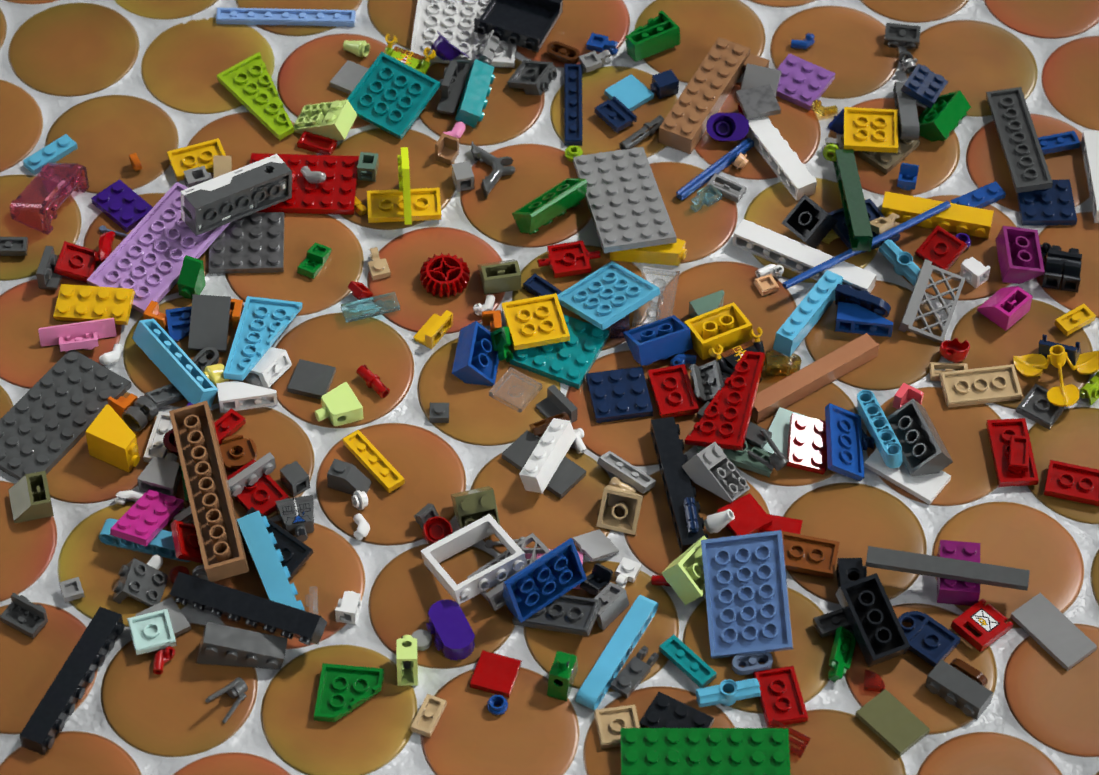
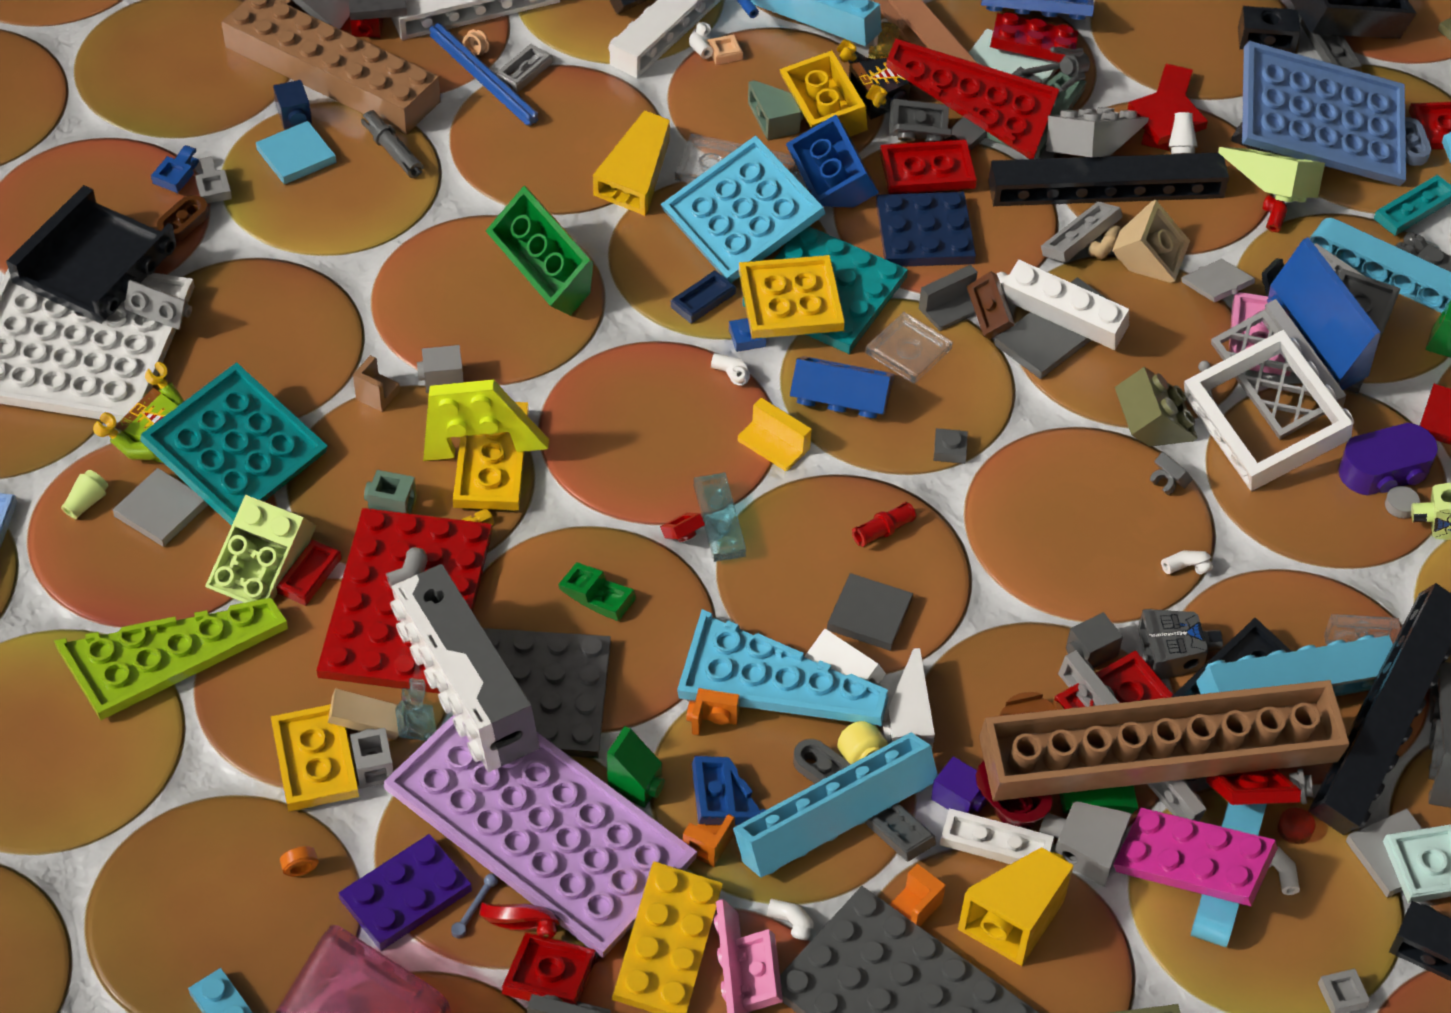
camera: 85 degrees left, 0 degrees up
(129, 494) = (1126, 898): white arm -> none
(140, 413) = (952, 868): dark grey wheel -> none
(140, 583) = (1327, 886): dark grey bracket -> none
(209, 322) = (742, 746): dark grey tile -> none
(228, 424) = (963, 732): red plate -> none
(340, 406) = (938, 569): yellowish green torso -> none
(347, 478) = (1093, 574): dark grey slope -> none
(348, 608) = (1355, 583): white brick -> none
(359, 500) = (1137, 556): white plate -> none
(373, 461) = (1054, 535): yellow plate -> none
(378, 267) = (624, 501): tan plate -> none
(436, 529) = (1203, 461): red hair -> none
(444, 275) = (682, 407): red gear -> none
(445, 49) = (145, 351): dark purple piece -> none
(452, 86) = (213, 360): dark grey bracket -> none
(457, 130) = (334, 376): bright pink arm -> none
(475, 93) = (253, 334): teal brick -> none
(492, 319) = (776, 353): orange bracket -> none
(498, 165) = (426, 326): dark grey piece -> none
(500, 276) = (673, 337): olive slope -> none
(501, 341) = (823, 344): green plate -> none
(533, 77) = (232, 258): dark grey plate -> none
(568, 259) = (647, 255): red plate -> none
(573, 104) = (300, 221): dark blue tile -> none
(573, 151) = (414, 230): lime plate -> none
(615, 114) = (342, 170): dark blue plate -> none
(624, 200) = (564, 164): light grey plate -> none
(627, 571) = (1260, 253): white plate -> none
(653, 38) = (185, 100): green wedge -> none
(683, 359) = (867, 155): blue arm -> none
(691, 515) = (1181, 157): dark blue axle -> none
(707, 196) = (544, 85): clear light blue plate -> none
(727, 126) = (412, 38): dark purple piece -> none
(810, 554) = (1220, 67): dark orange plate -> none
(841, 653) = (1393, 56): green hinge -> none
(873, 682) = (1426, 35): clear red tile -> none

